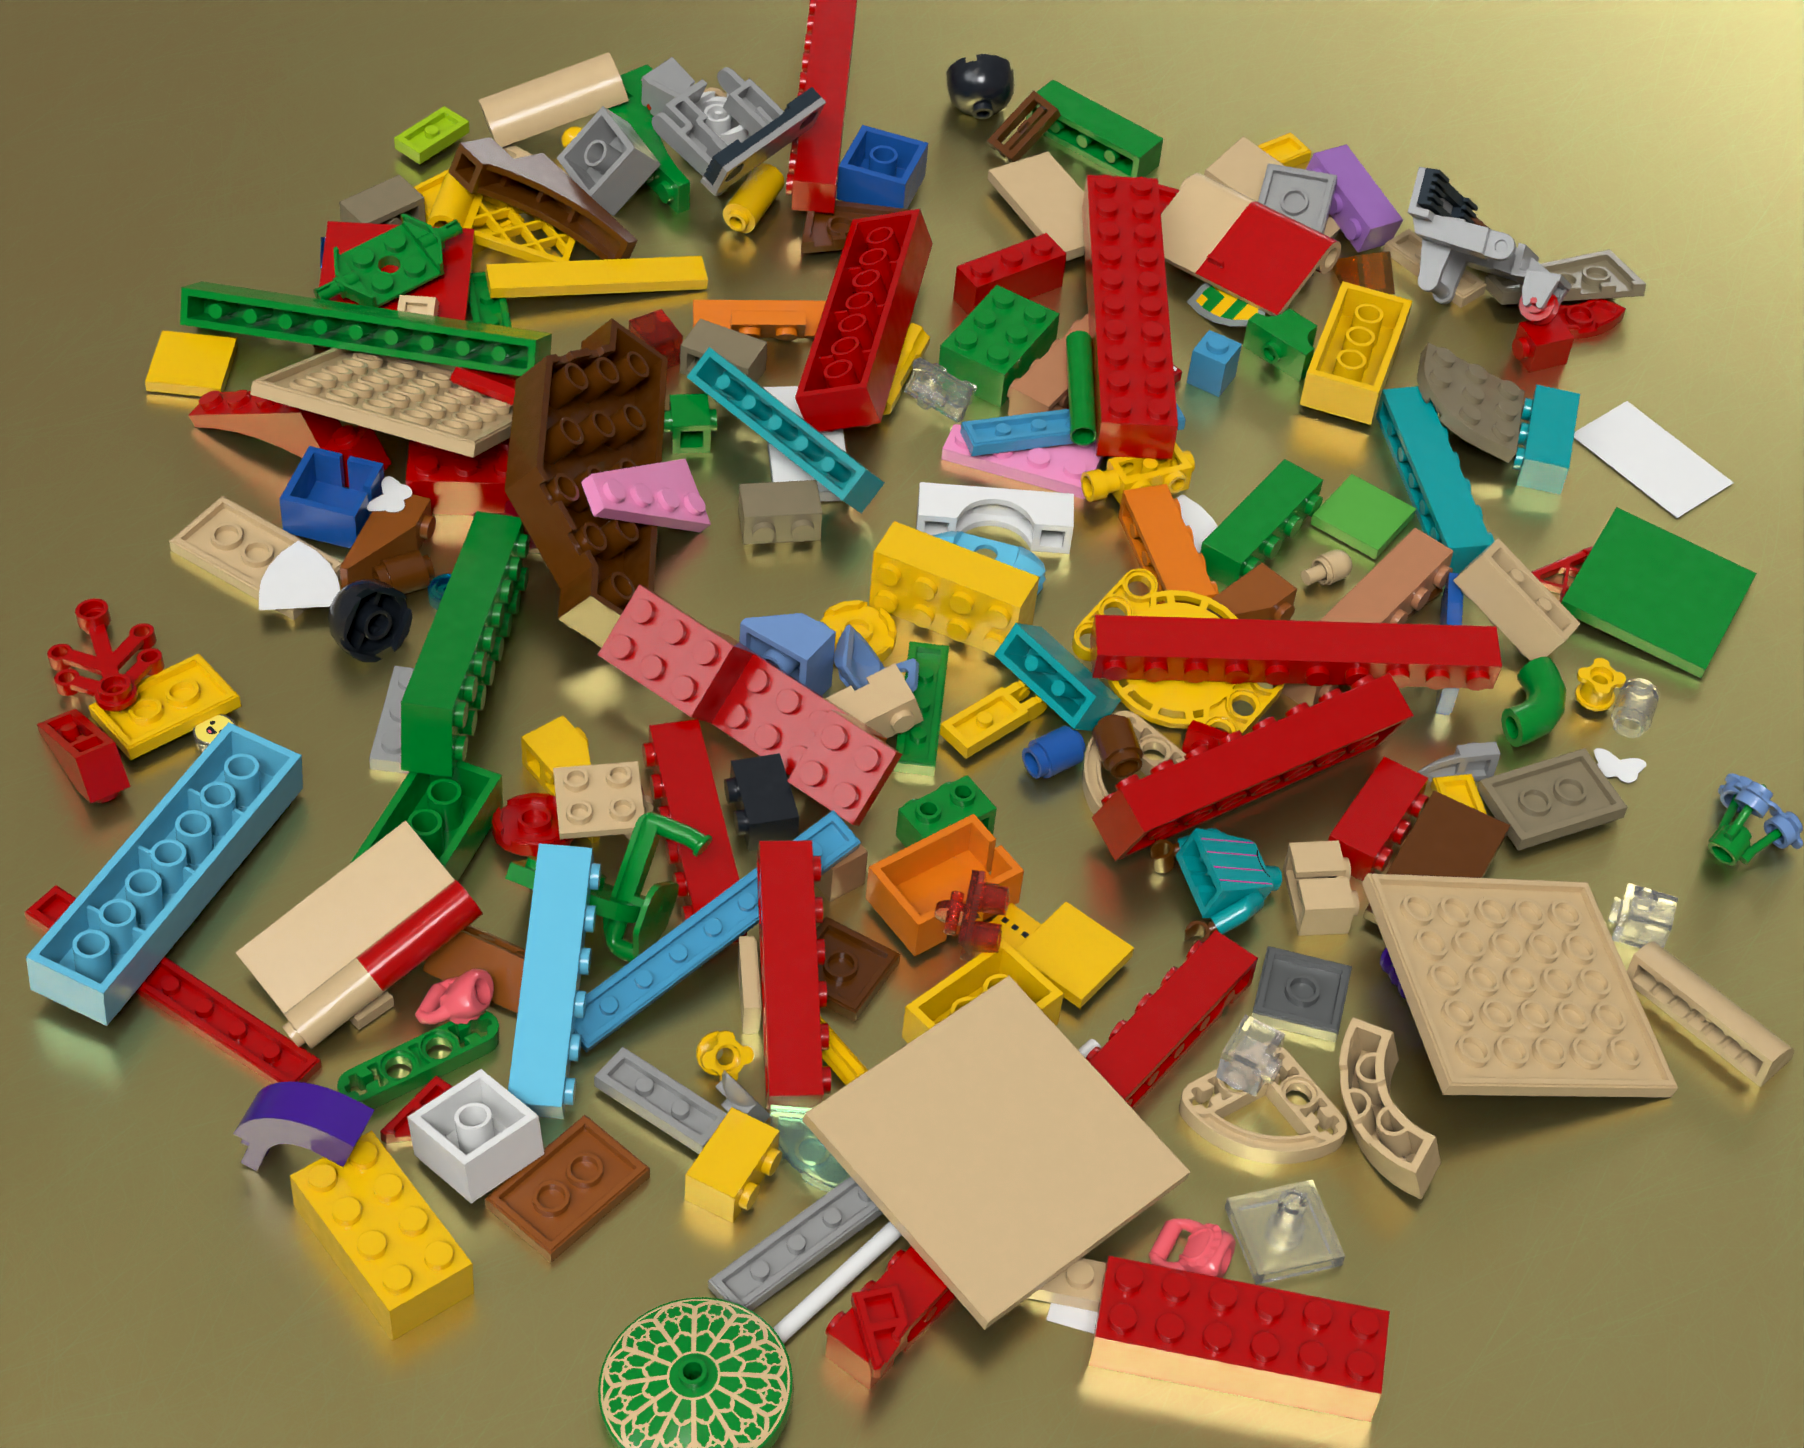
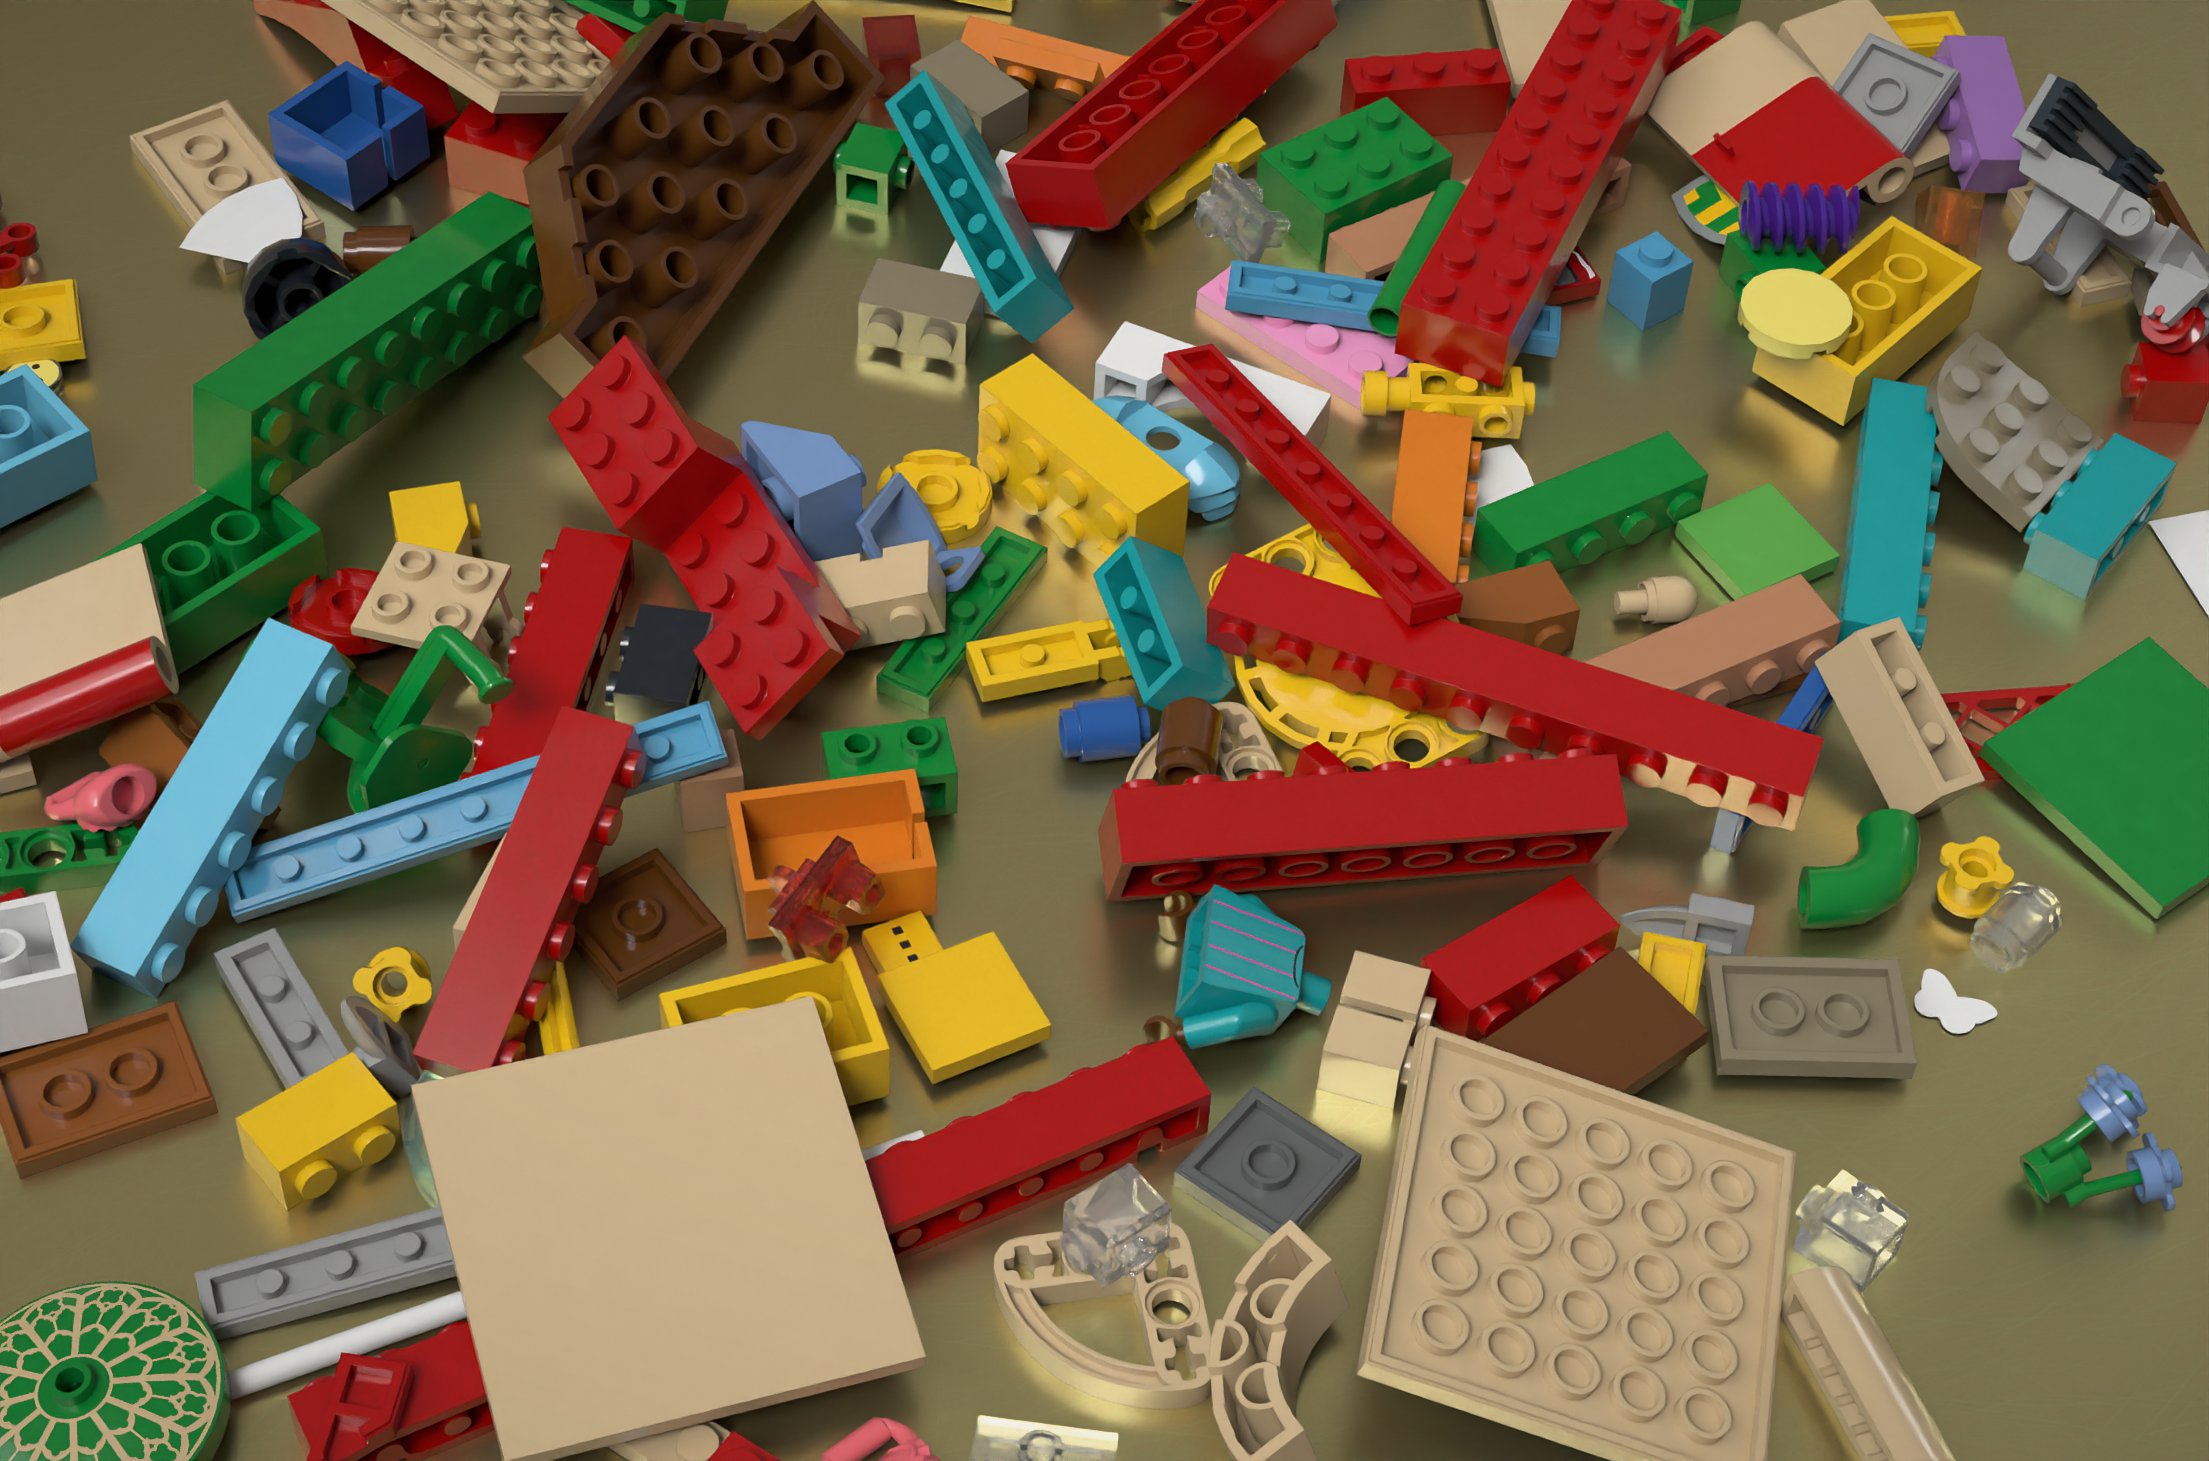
camera: 25 degrees right, 0 degrees up
(387, 536) = (409, 189): dark orange slope -> none
(392, 497) = (415, 158): white sticker -> none
(648, 495) = (739, 235): bright pink wing -> none
(1108, 555) = (1313, 485): none -> red tile
(1292, 297) = (1799, 215): none -> dark purple piece
(1325, 361) = (1795, 313): none -> light yellow tile

